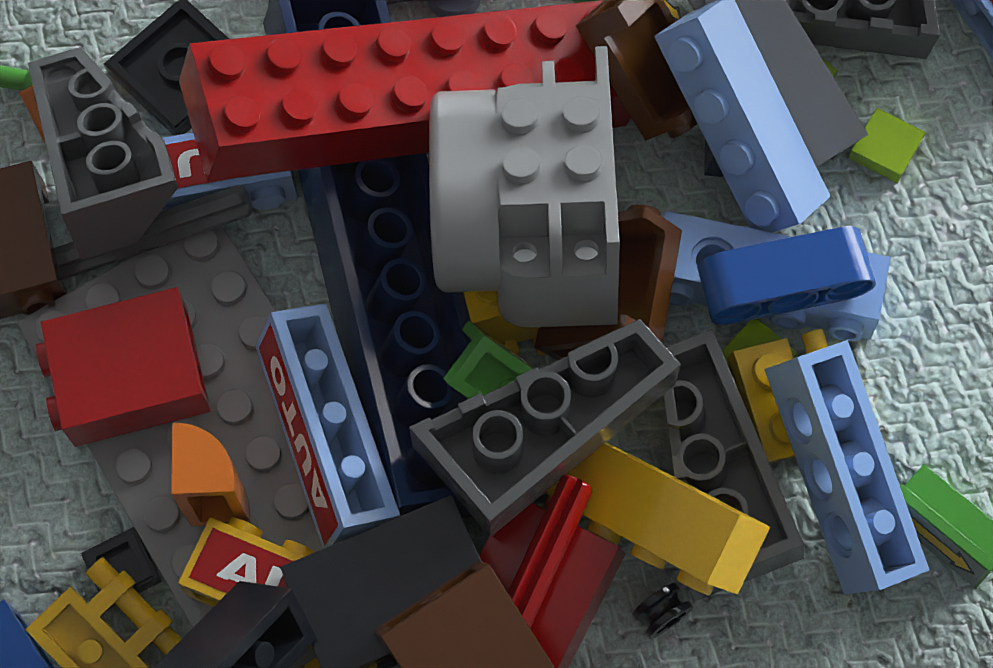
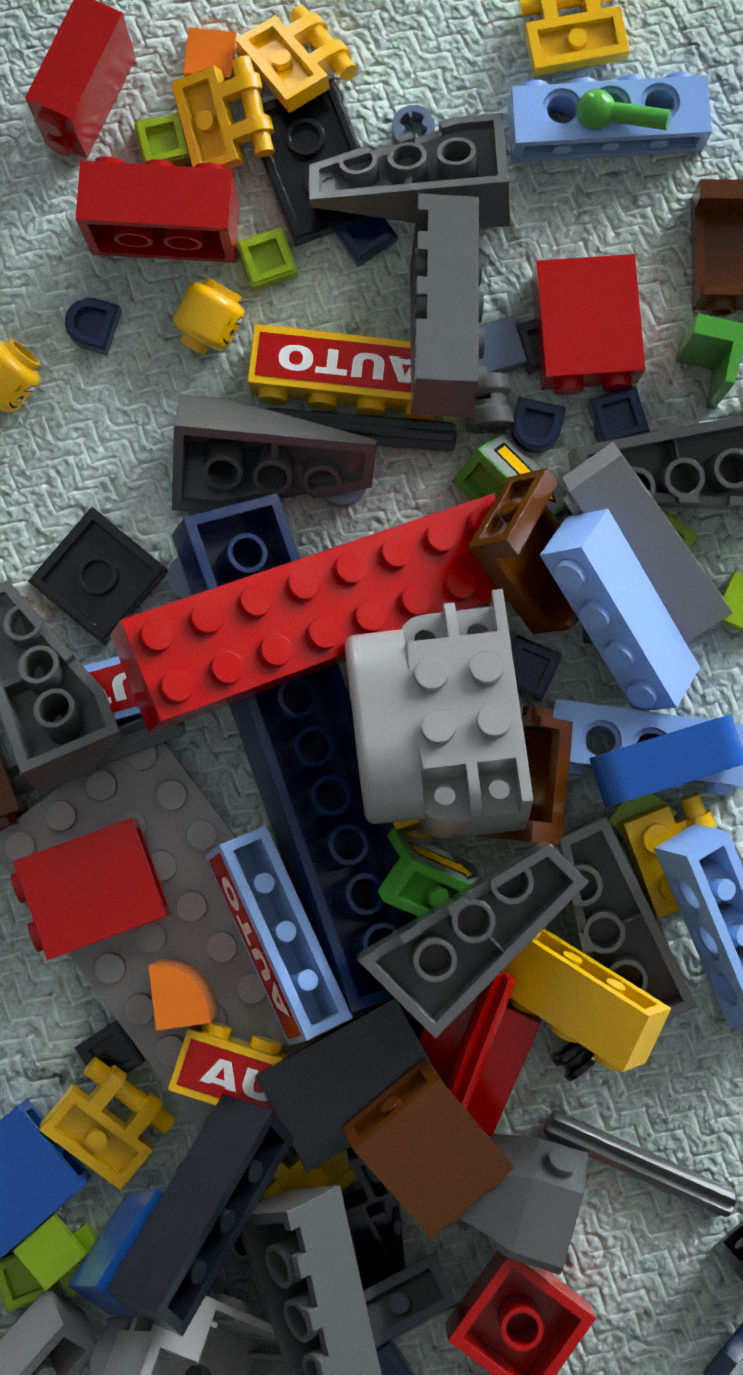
camera: 10 degrees left, 15 degrees up
(644, 185) = (533, 666): none -> dark blue tile

